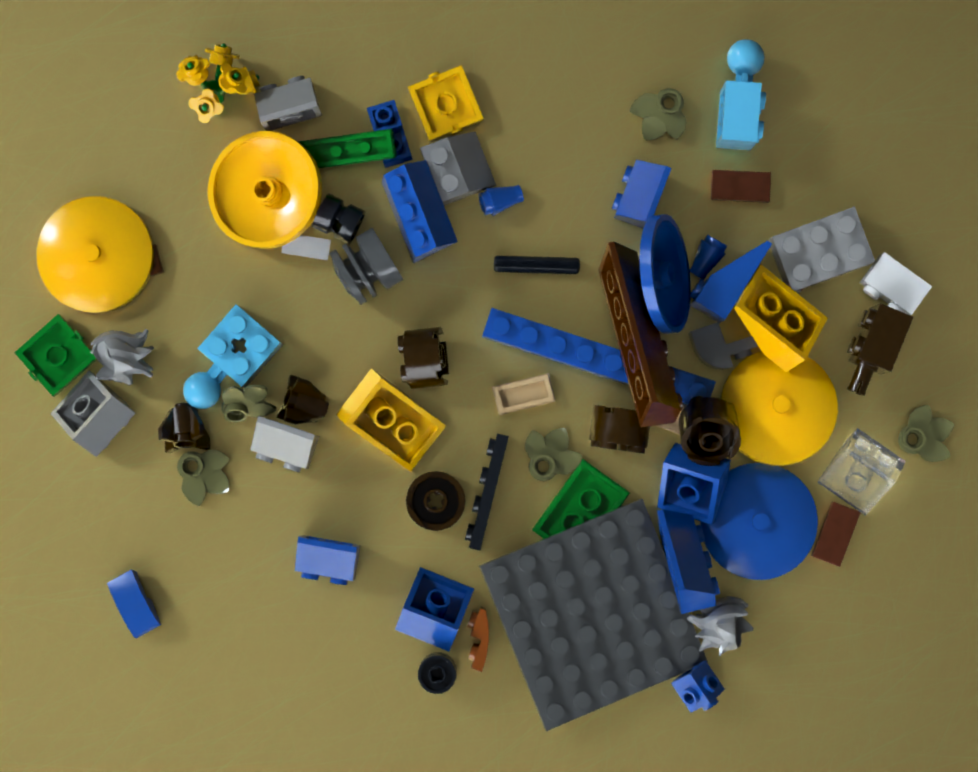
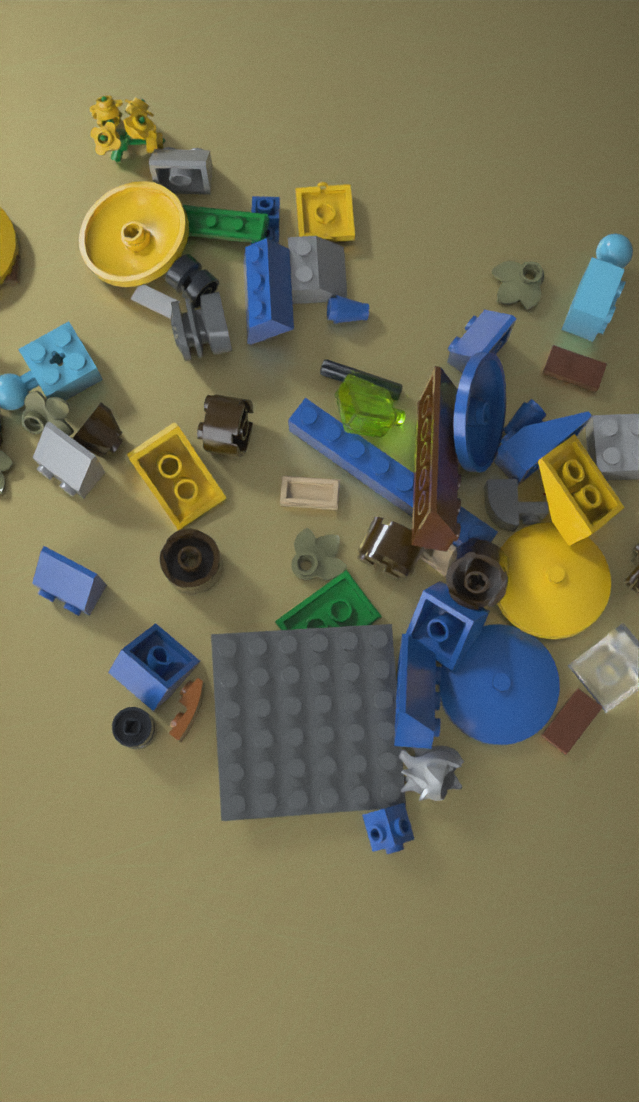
camera: 15 degrees right, 10 degrees down
(489, 479) = (250, 560): black plate -> none
(553, 297) = (366, 408): none -> clear neon green torso

